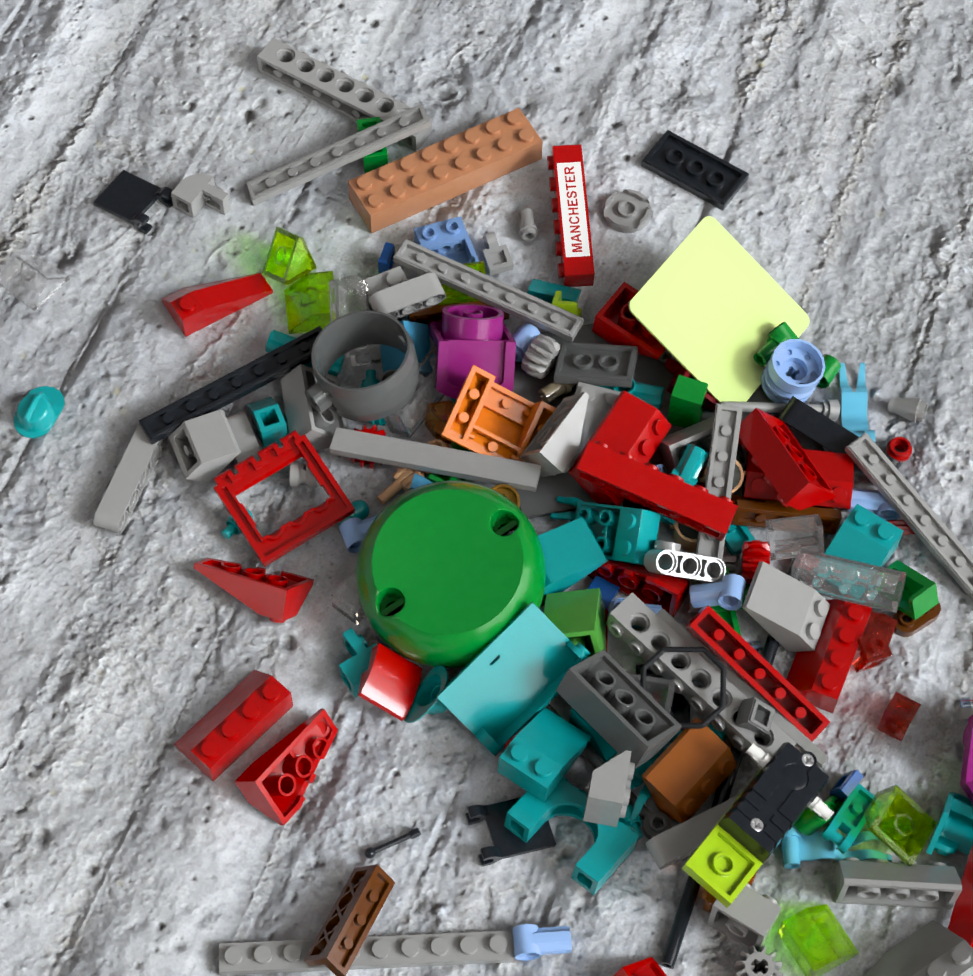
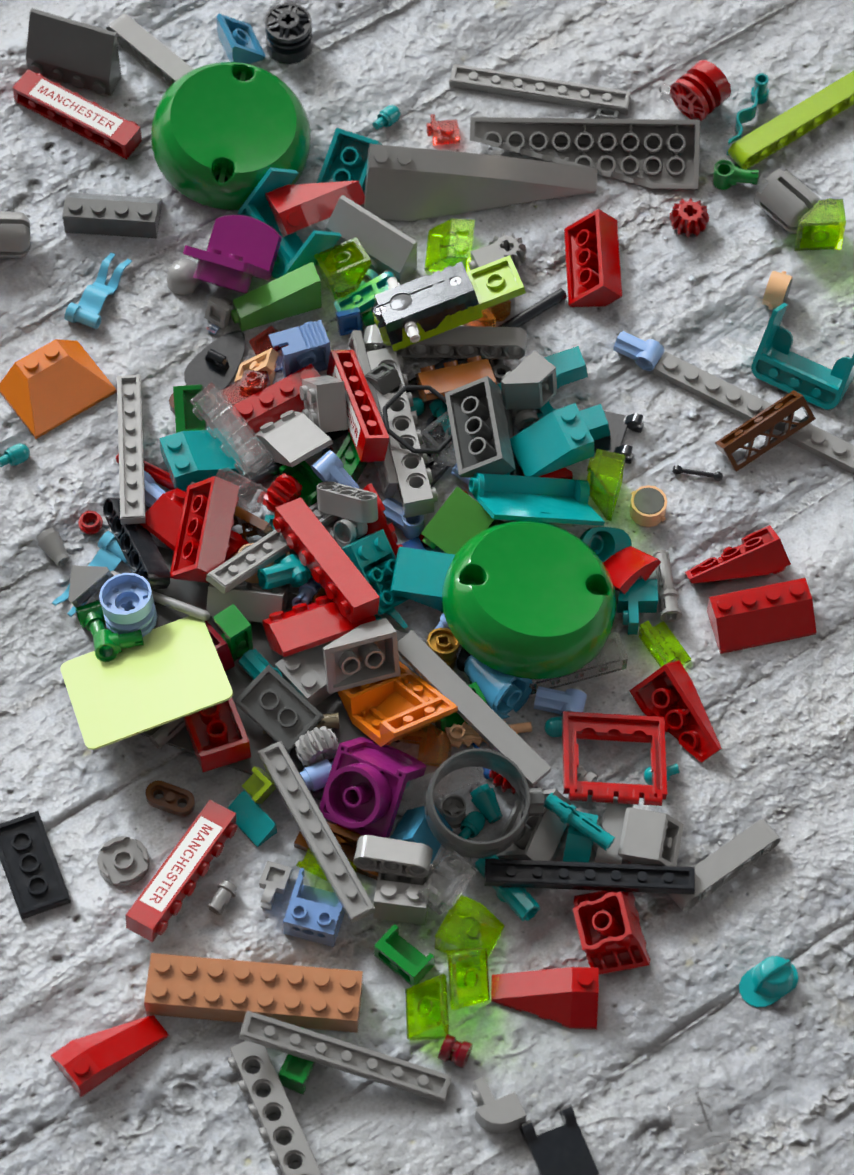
camera: 145 degrees left, 0 degrees up
(192, 362) = (610, 931): none -> red slope
(260, 216) = (455, 1051): none -> dark red wheel
(272, 409) = (575, 819): none -> teal pin
(304, 226) = (427, 1009): none -> clear neon green slope
(310, 640) = (662, 643): none -> clear neon green panel
(337, 690) = (667, 595): none -> light grey pin
(351, 258) = (403, 957): none -> green panel
(386, 258) = (372, 935): blue tile -> none
(415, 770) = (648, 506): none -> piece
(469, 755) = (605, 480): none -> clear neon green slope
(527, 75) = (100, 1055): none -> red wedge
(629, 269) = (171, 798): none -> reddish brown plate
(791, 656) = (325, 402): none -> light grey brick
(850, 381) = (86, 582): none -> light grey slope
(859, 712) = (305, 347): none -> medium blue piece
(884, 676) = (263, 362): none -> light nougat slope
(931, 670) = (217, 361): none -> black shield
(931, 756) = (279, 299): none -> bright green slope

